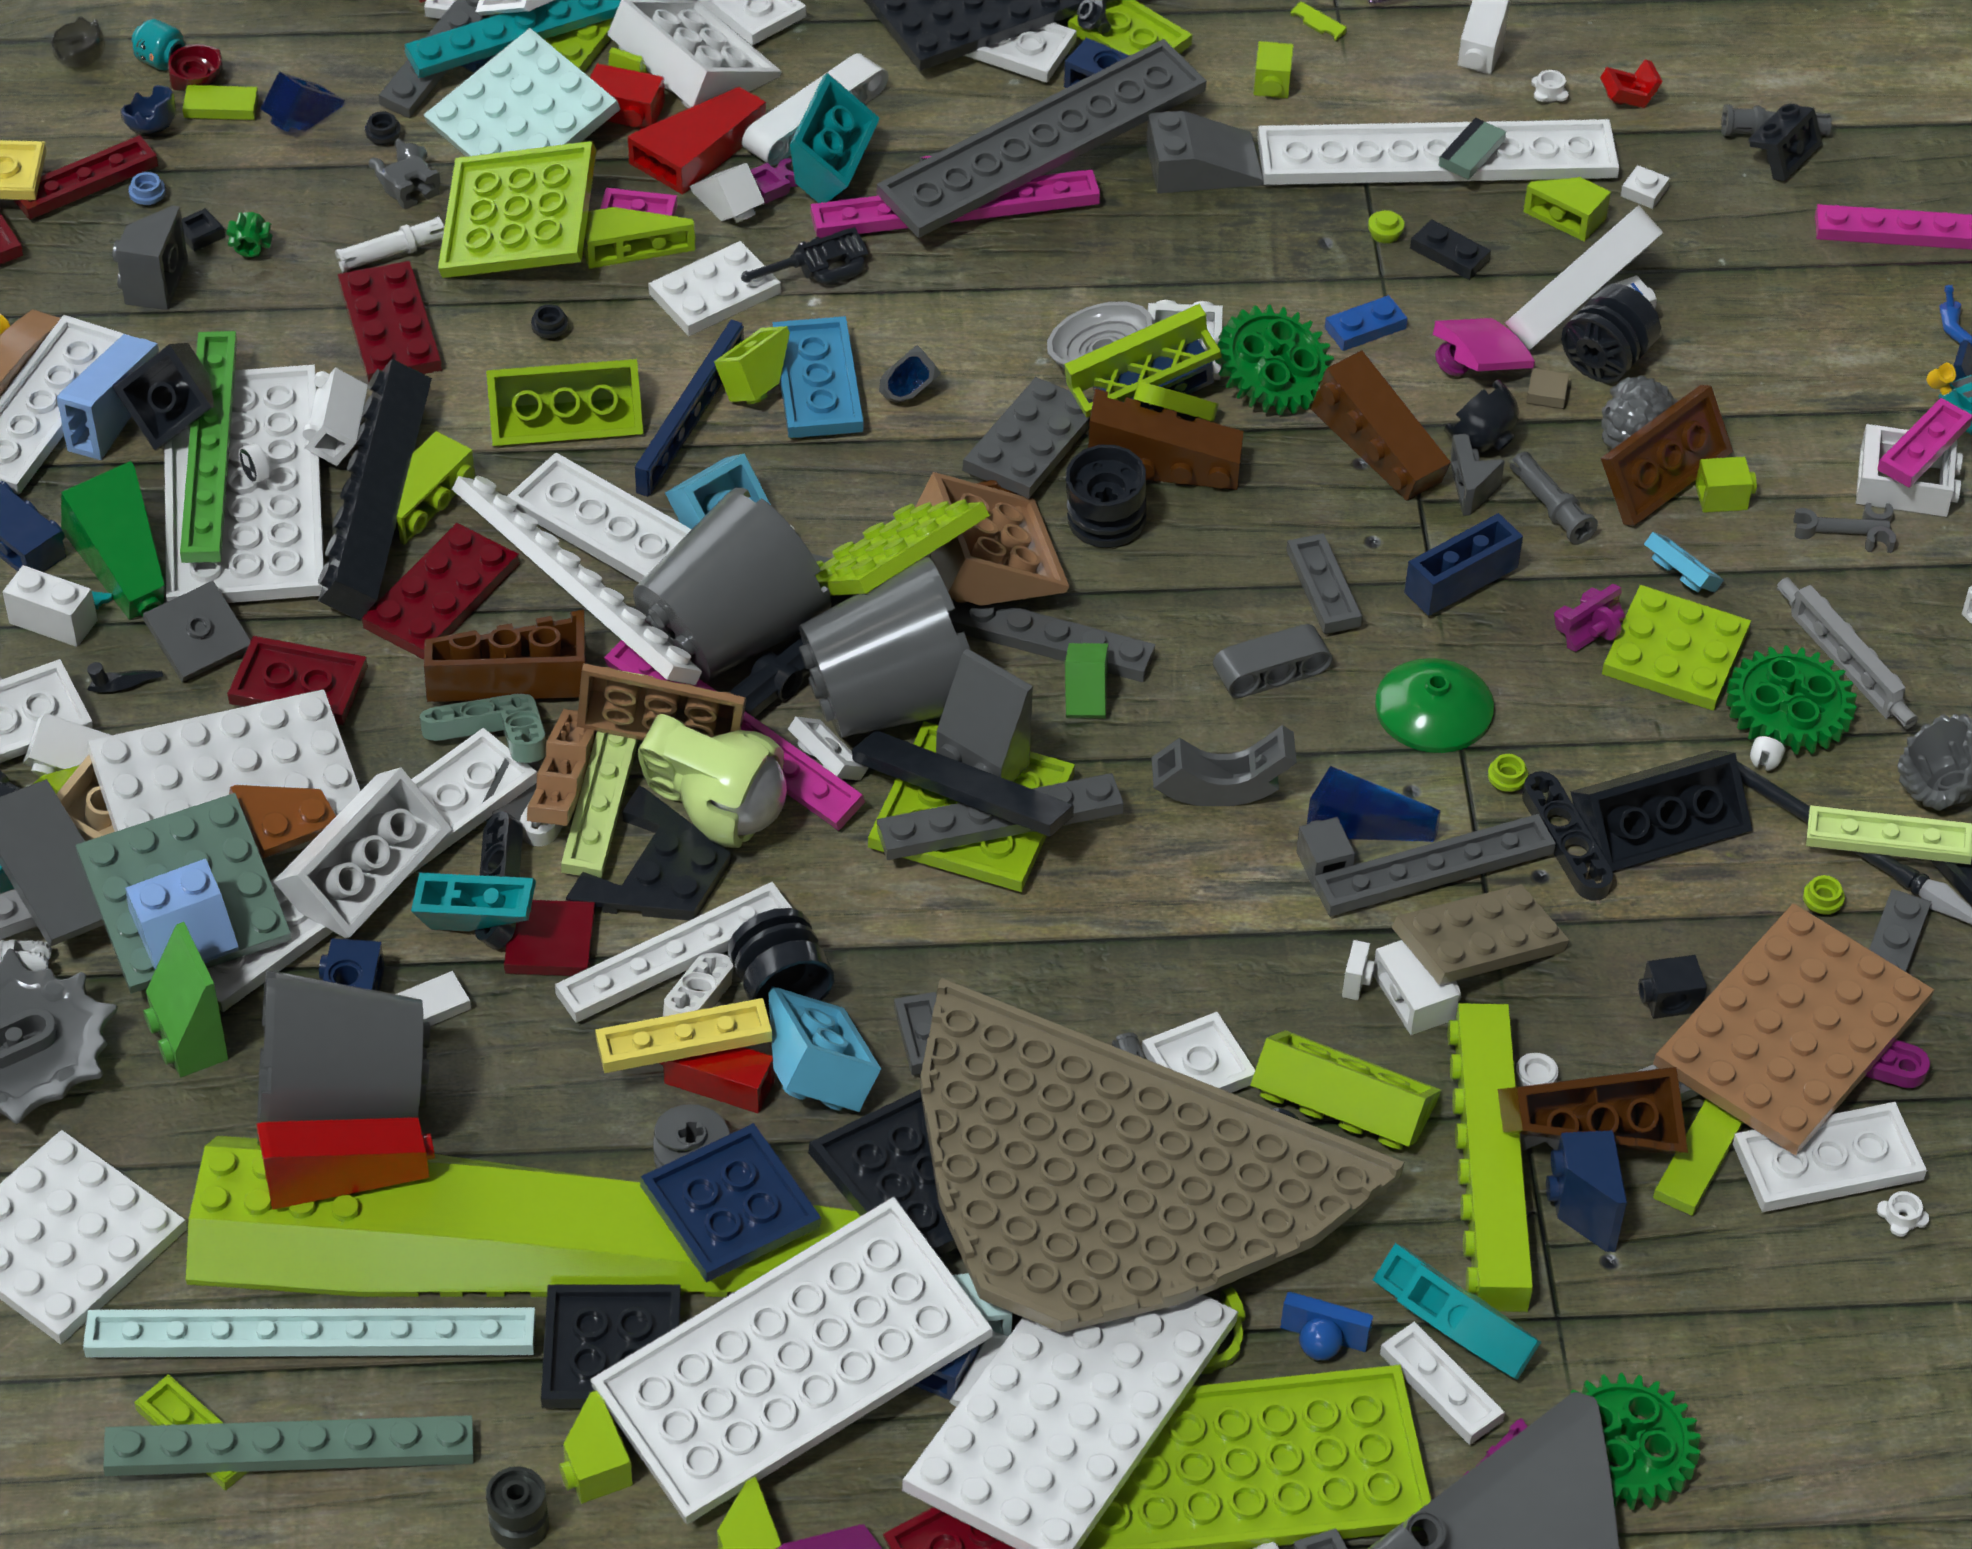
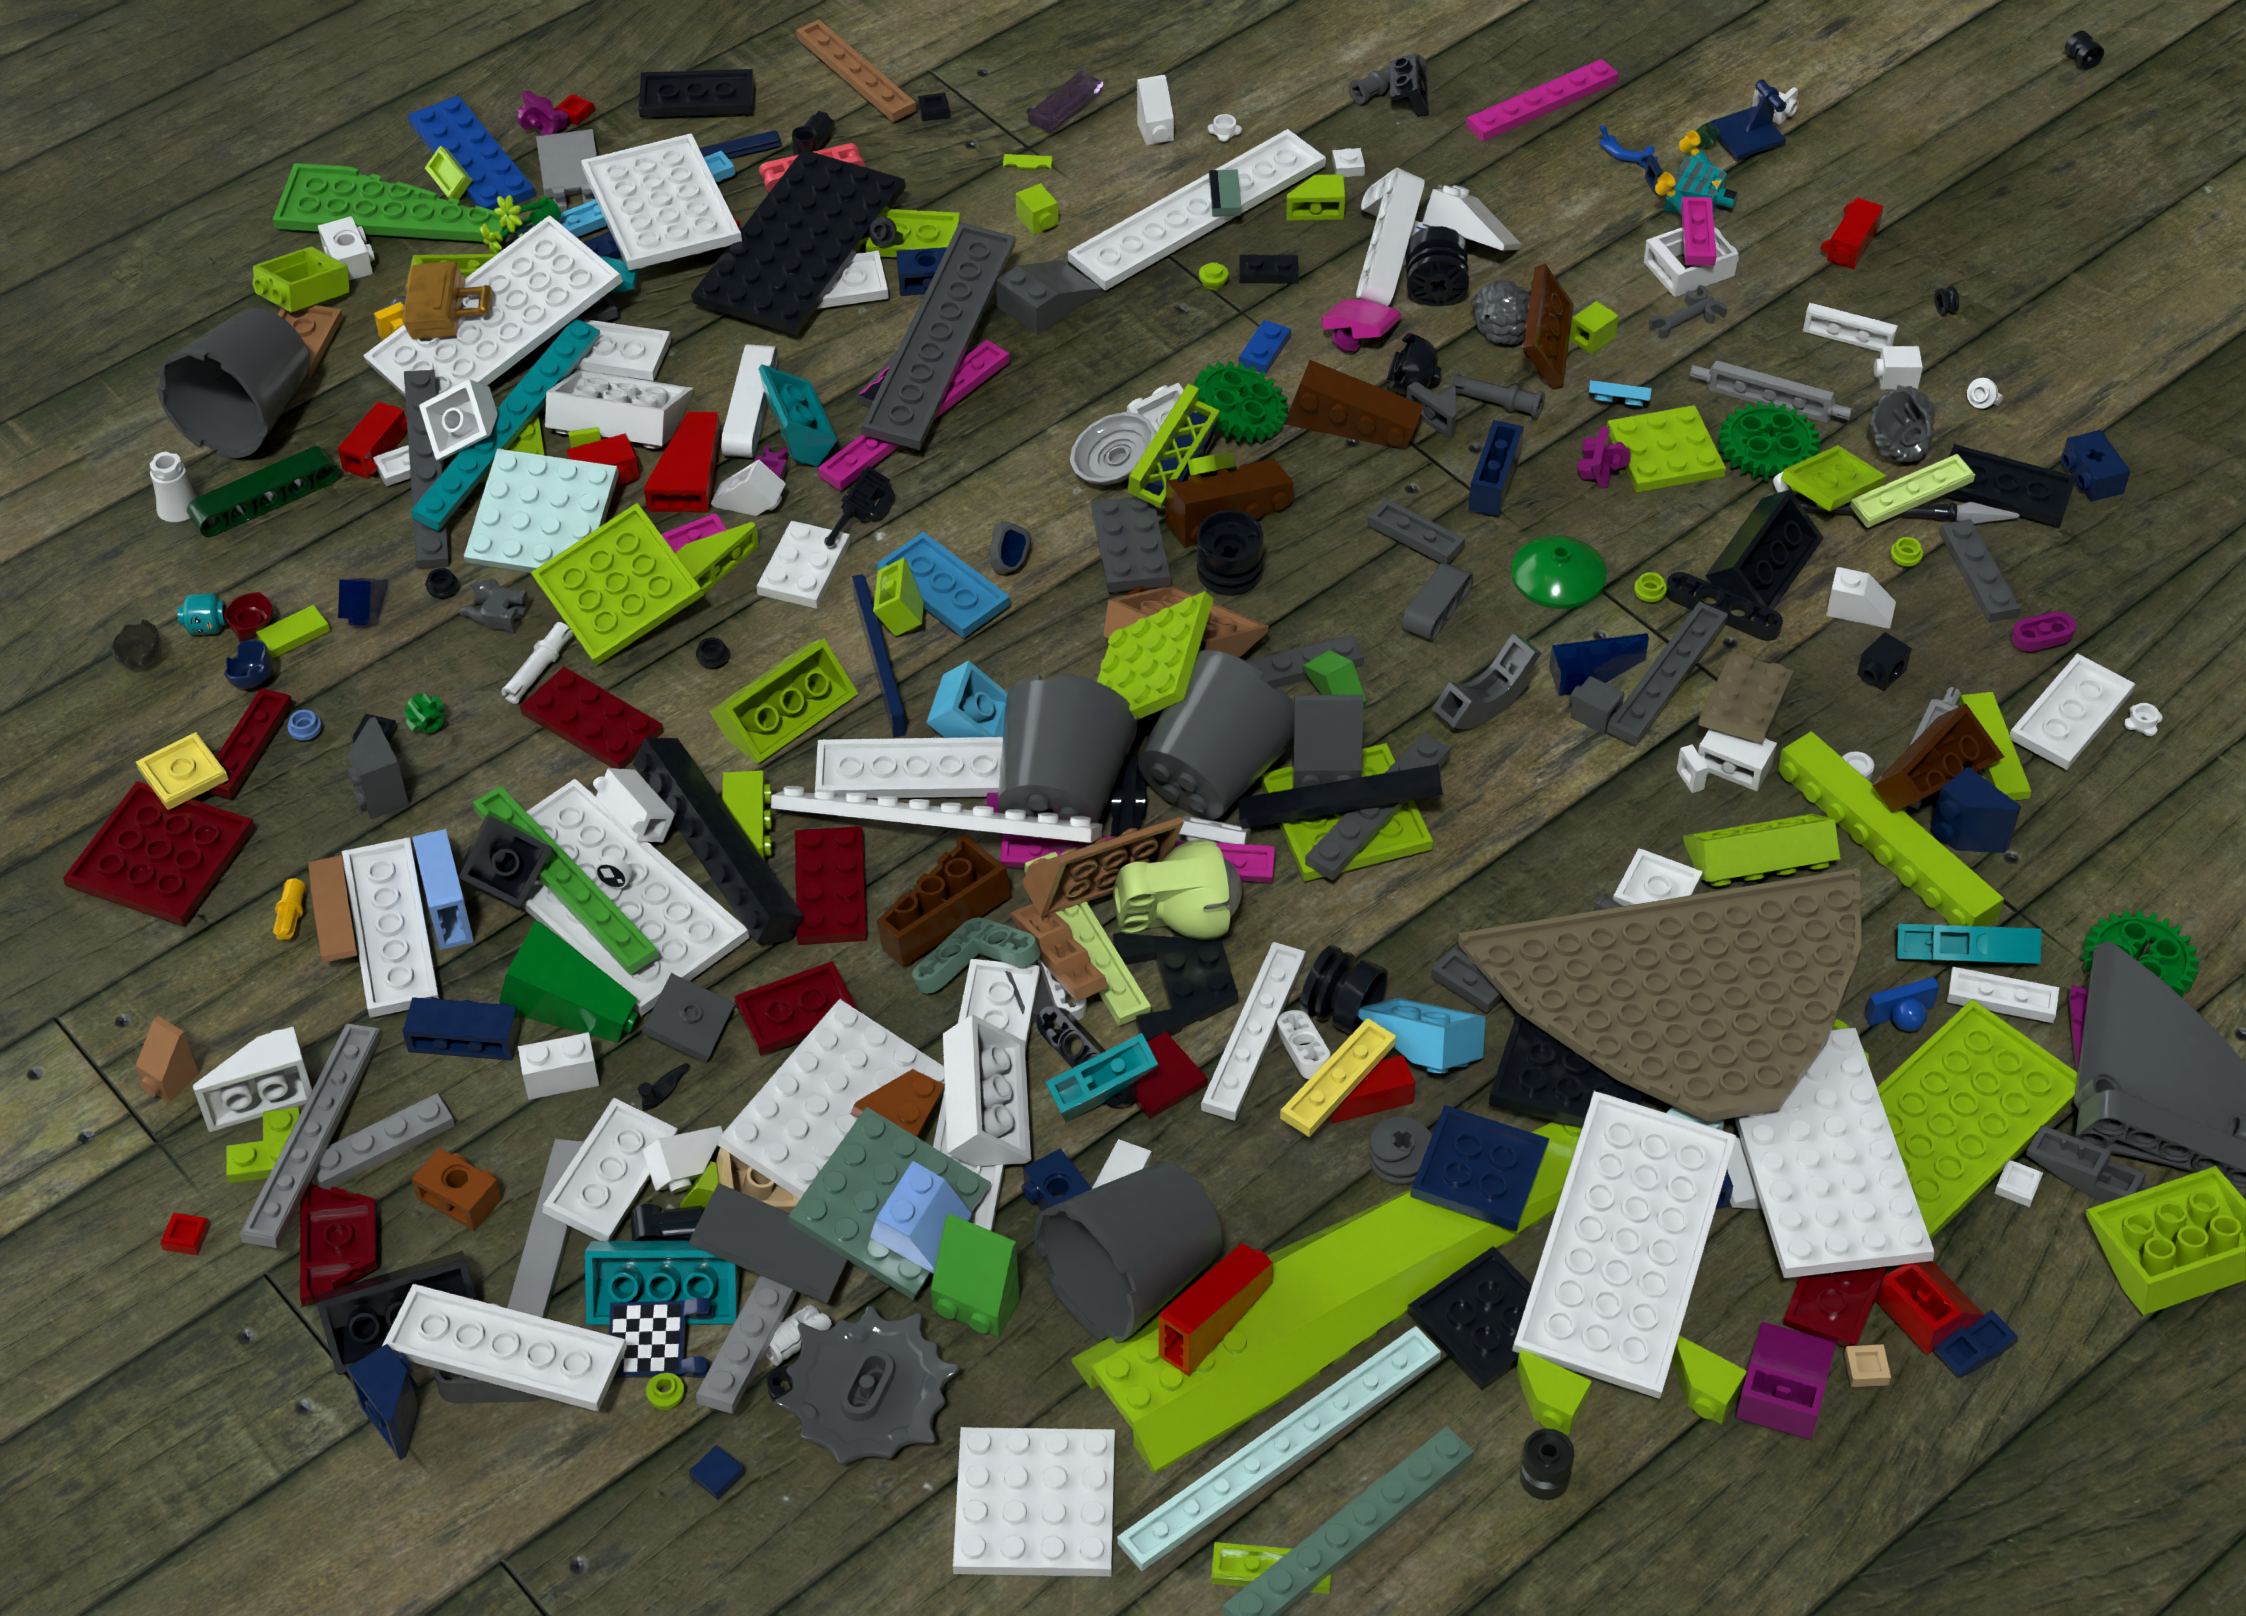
camera: 35 degrees left, 0 degrees up
(1547, 388) = (1422, 325): dark tan tile -> none
(1632, 88) = (1280, 98): red bracket -> none
(1696, 304) = (1469, 217): none -> white slope
(1716, 910) = (1860, 599): none -> white slope
(1794, 1028) = (1982, 642): medium nougat plate -> none
(1814, 772) = (1833, 478): none -> lime plate

